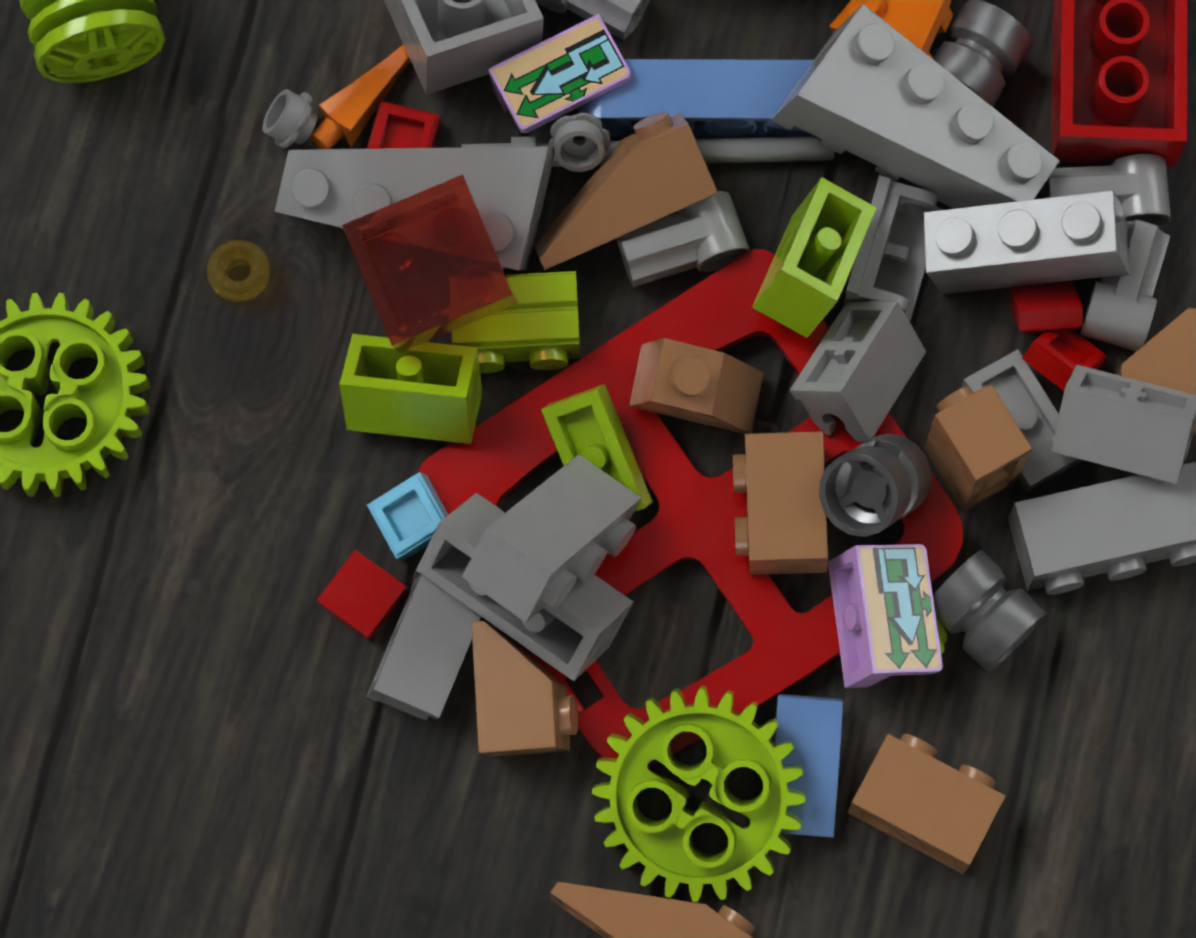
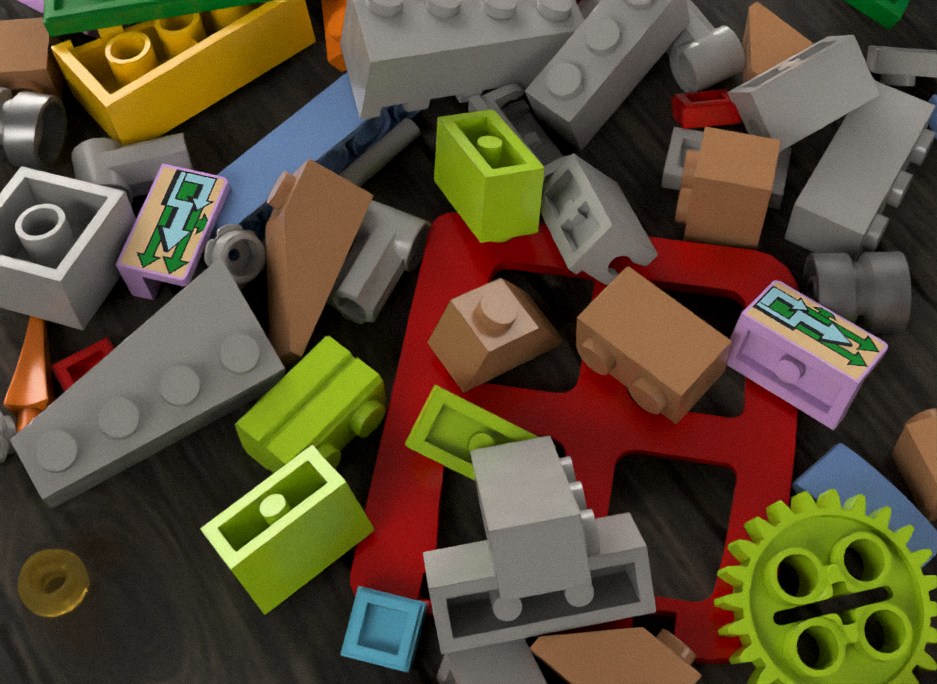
camera: 45 degrees left, 15 degrees down
(430, 264) = (216, 402): clear red piece -> none
(875, 485) = (704, 267): flat silver wheel -> none
(1046, 307) = (658, 91): red tile -> none

